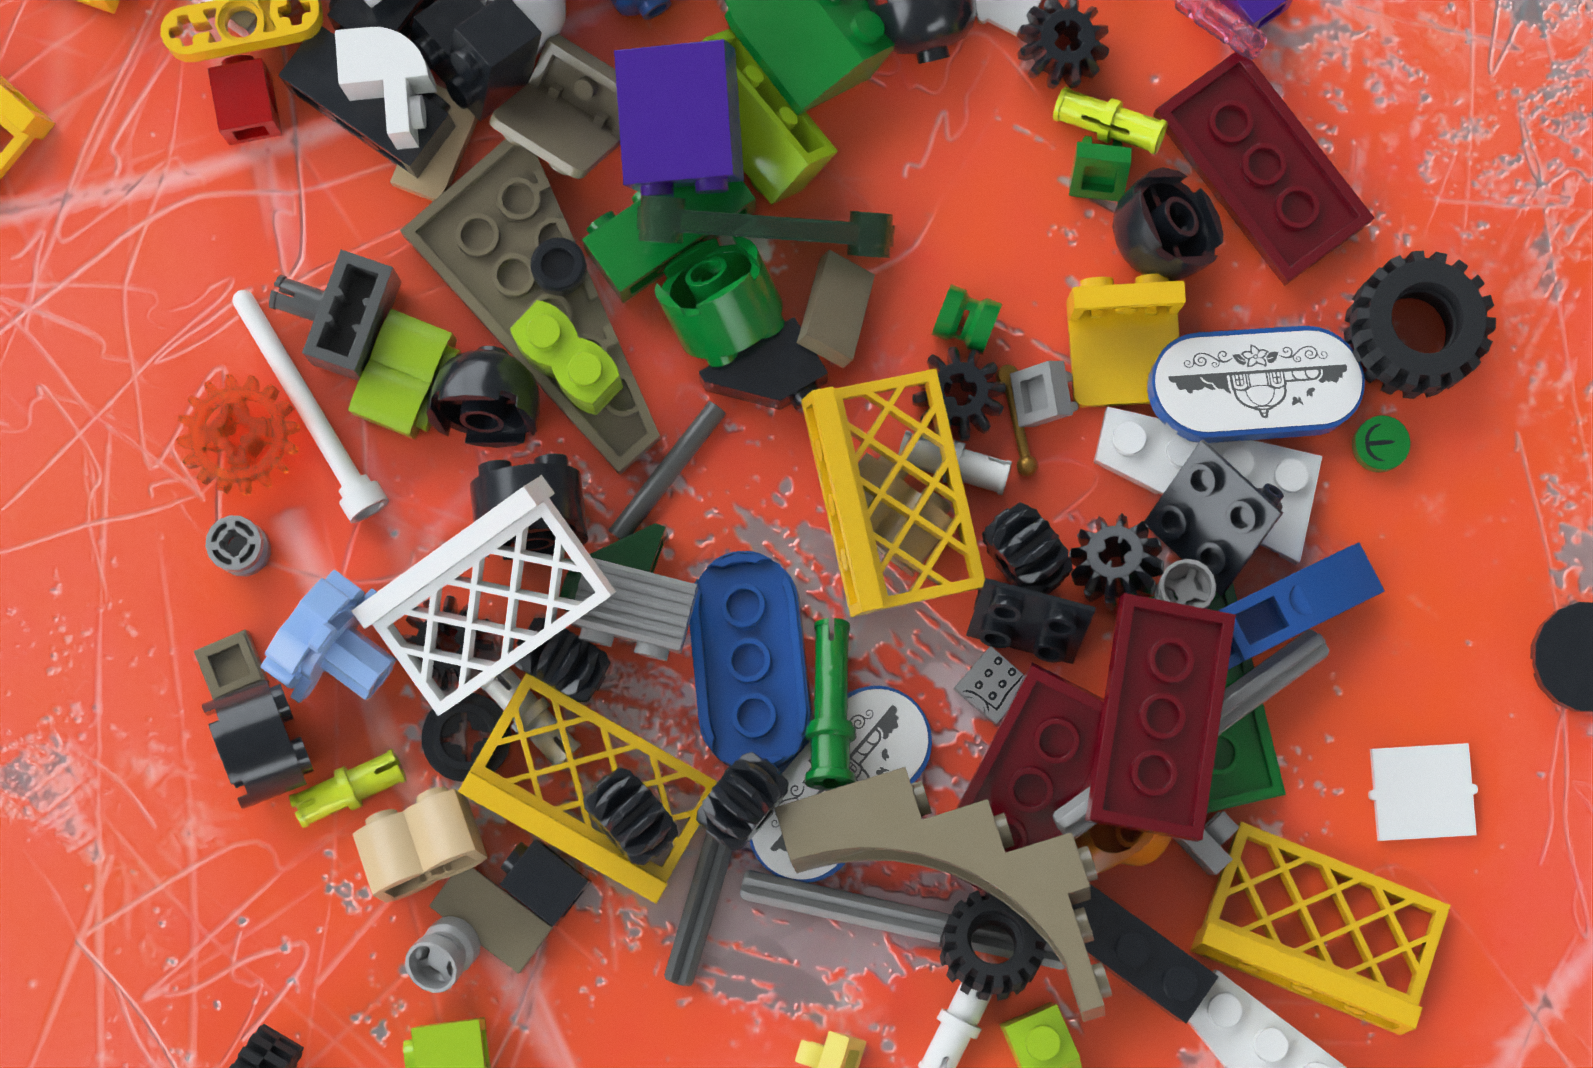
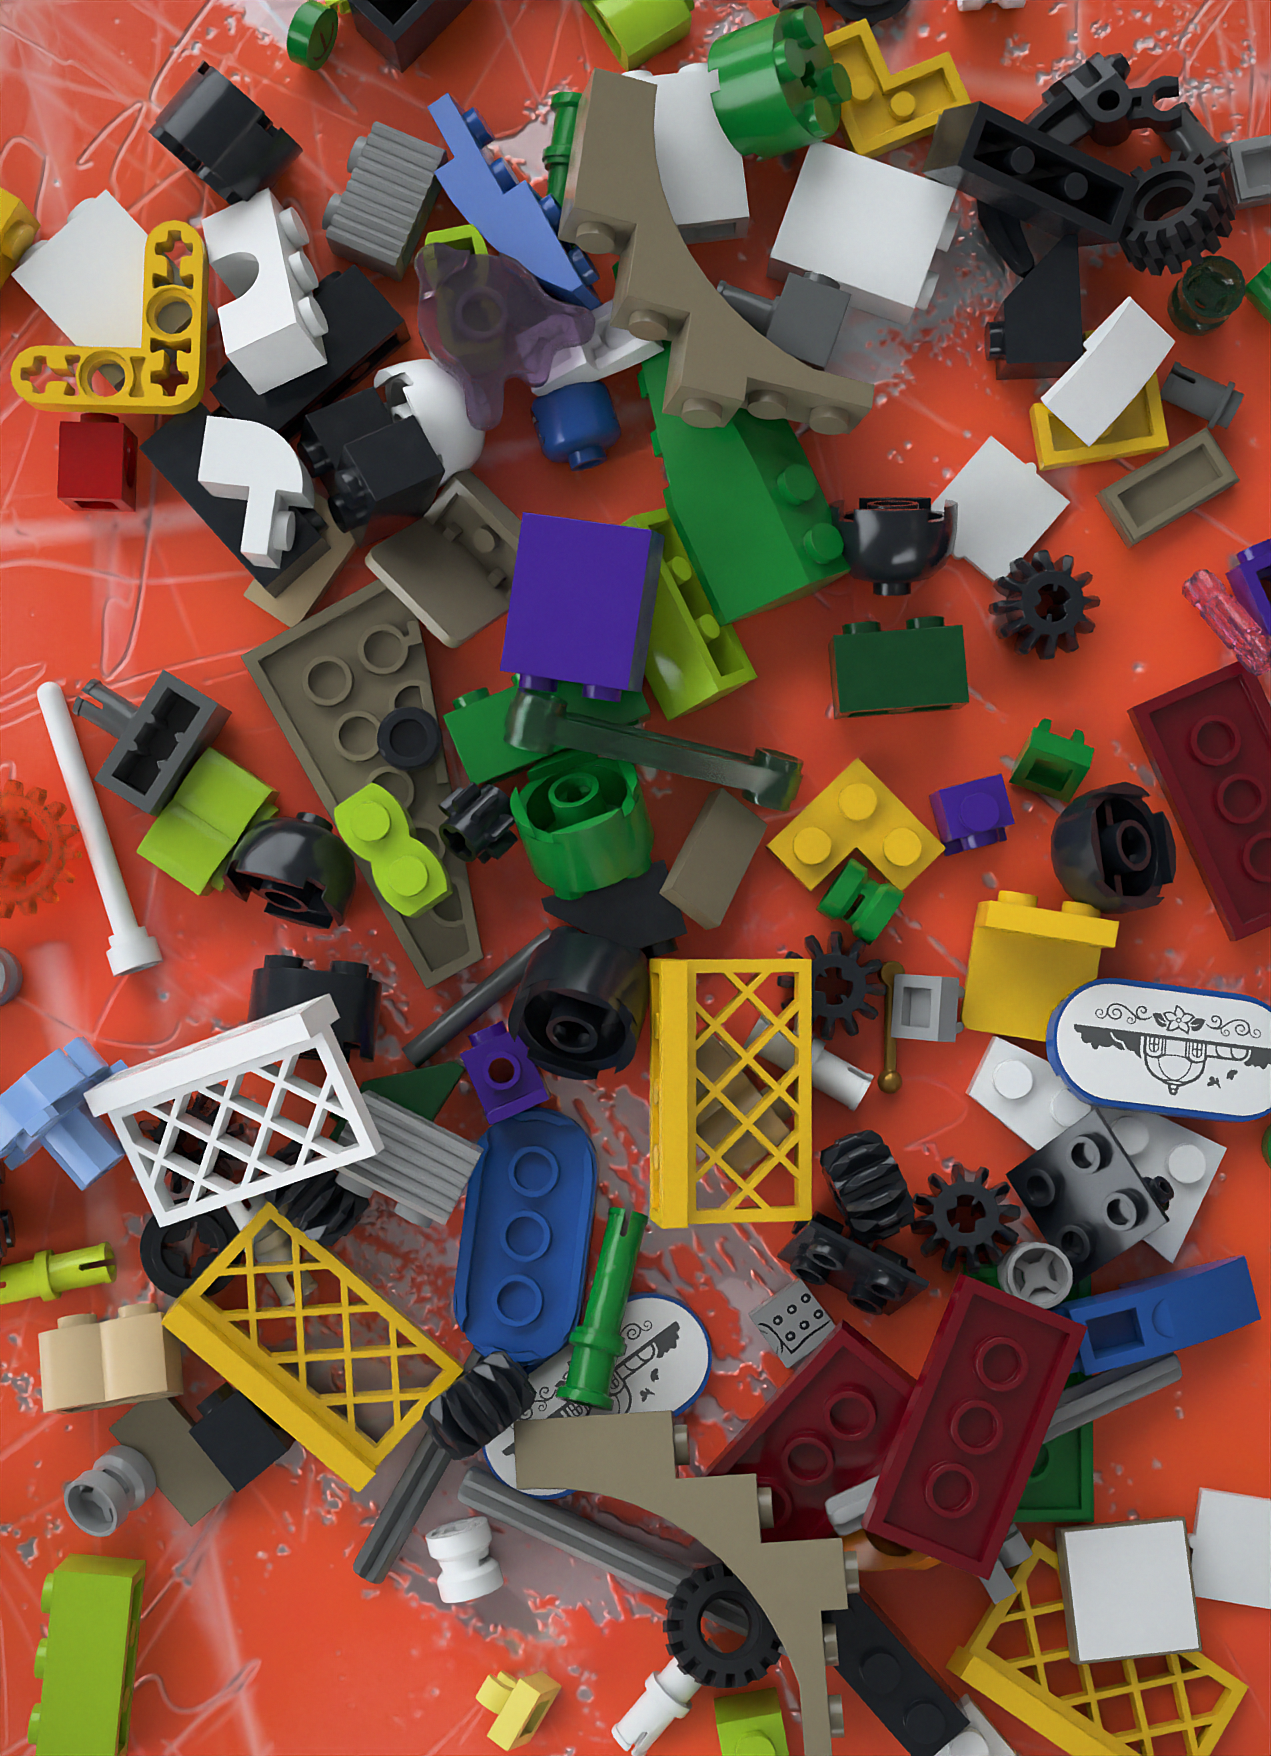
camera: 15 degrees right, 5 degrees up
(630, 816) = (348, 1397): black gear -> none
(631, 320) = (477, 823): none -> black gear
(703, 547) = (503, 1098): none -> dark purple brick
(752, 451) = (581, 1004): none -> black brick
(759, 946) = (465, 1561): none -> white wheel
(949, 251) = (857, 815): none -> yellow plate
(953, 120) = (898, 669): none -> dark green brick
(1043, 226) = (972, 814): none -> dark purple brick
(1110, 120) = (1076, 707): neon yellow pin -> none
(1327, 843) = (1127, 1589): none -> white tile

